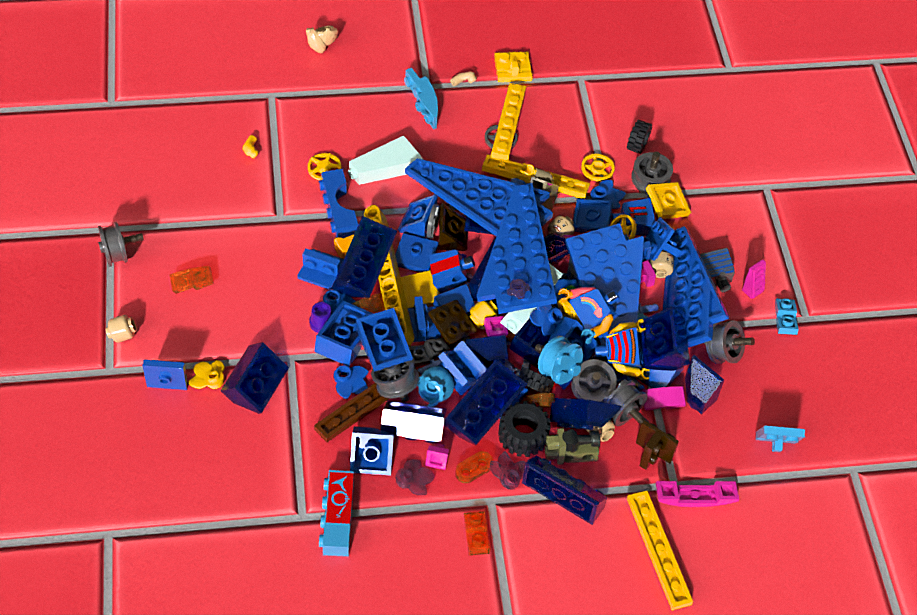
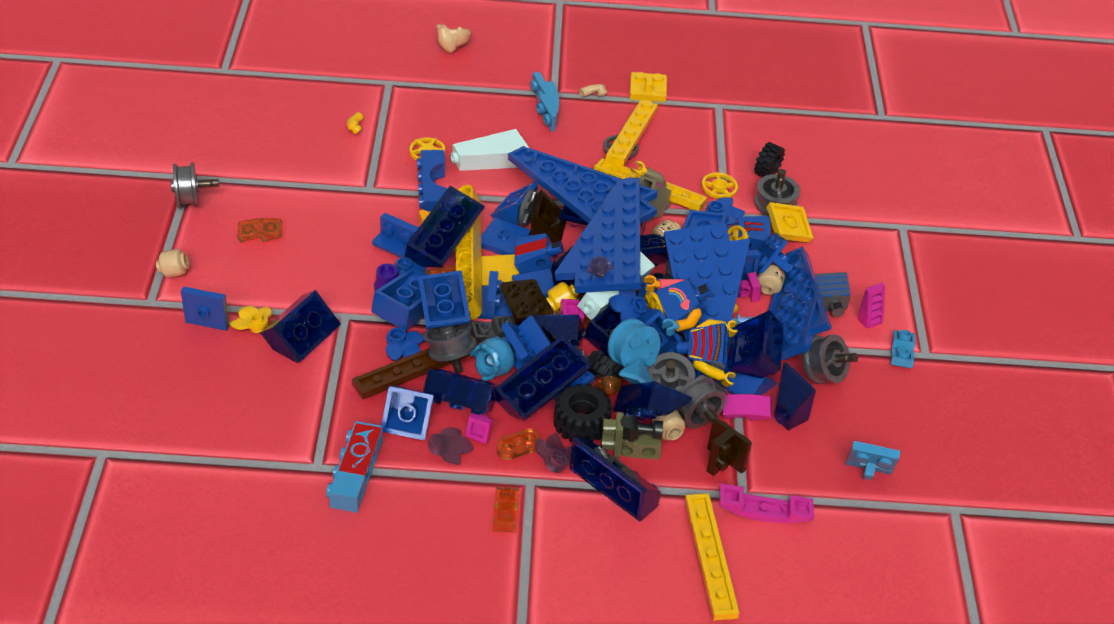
camera: 10 degrees right, 10 degrees down
(569, 388) = (636, 373): none -> dark azure slope

